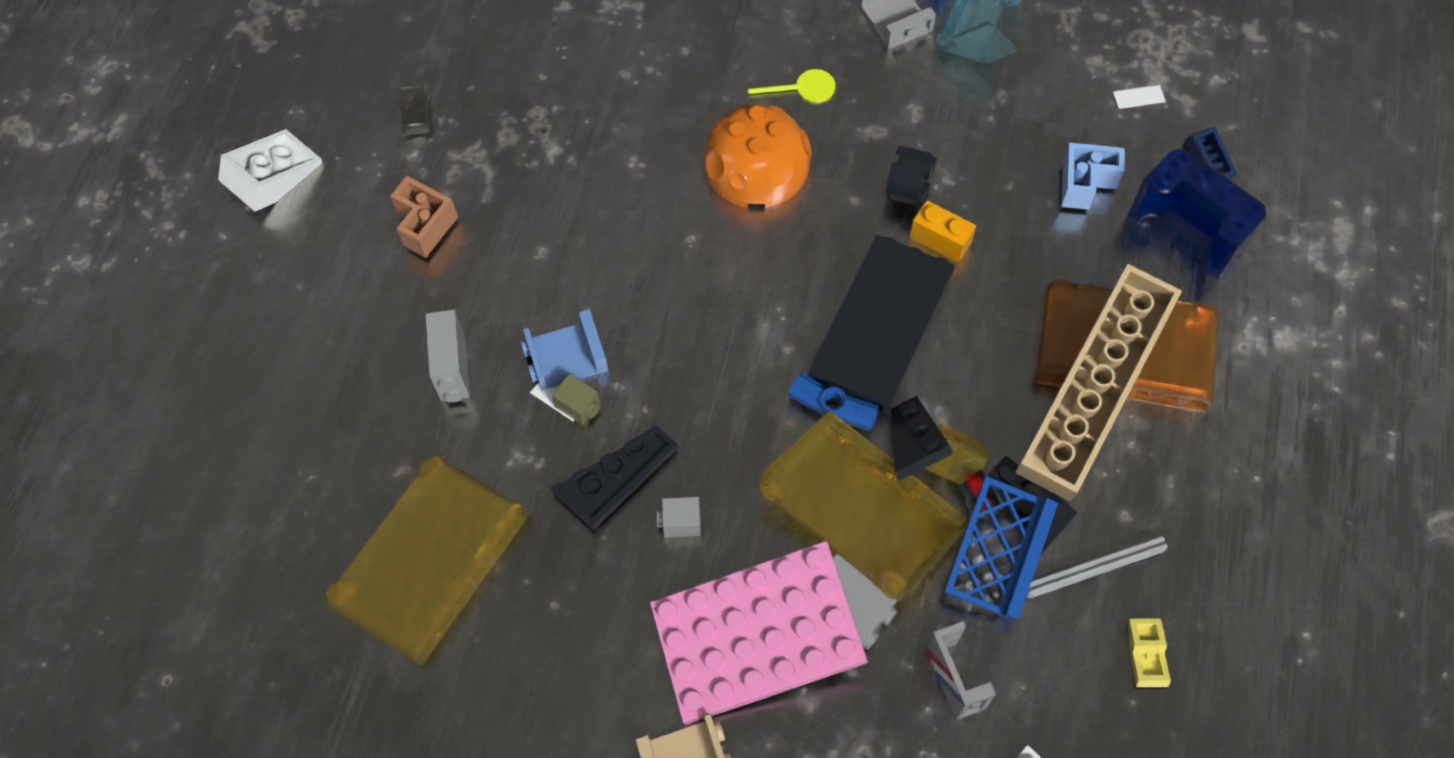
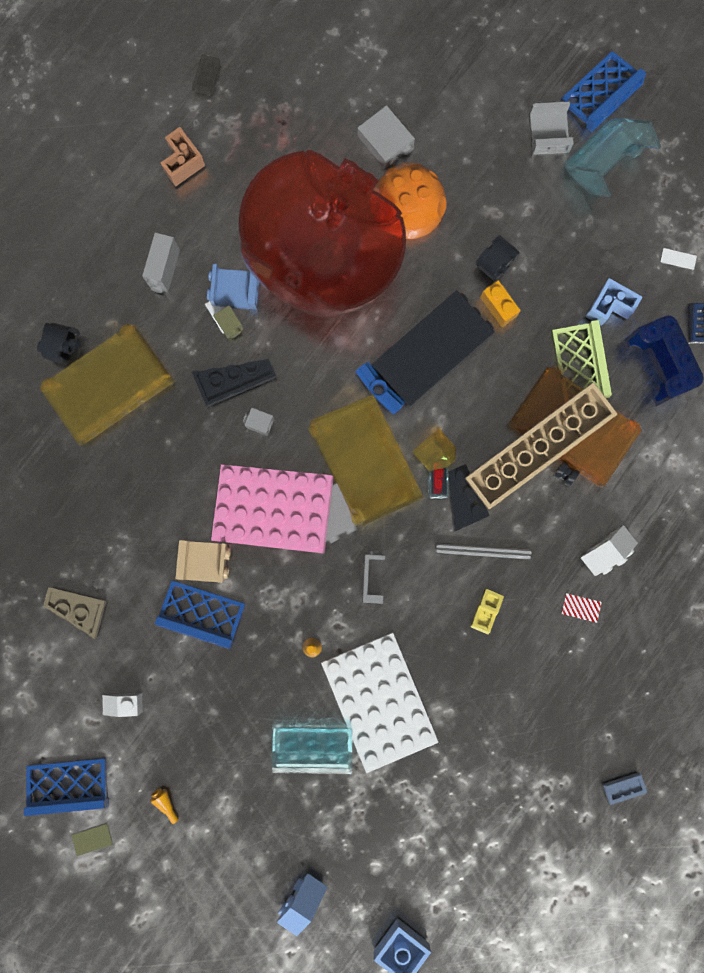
camera: 20 degrees right, 20 degrees up
(267, 168) = (98, 81): white slope -> none
(335, 524) = (59, 343): none -> black brick
(666, 223) = (320, 234): none -> clear red windscreen
(690, 95) = (386, 137): none -> light grey brick
(812, 86) = (470, 162): neon yellow piece -> none
(915, 439) = (415, 433): black wing -> none
(1026, 557) = (443, 531): blue fence -> none
(1096, 233) = (597, 355): none -> yellowish green fence
(1151, 410) = (566, 473): none -> black wheel
(1275, 484) = (611, 551): none -> white brick
(1278, 589) = (581, 608): none -> sticker

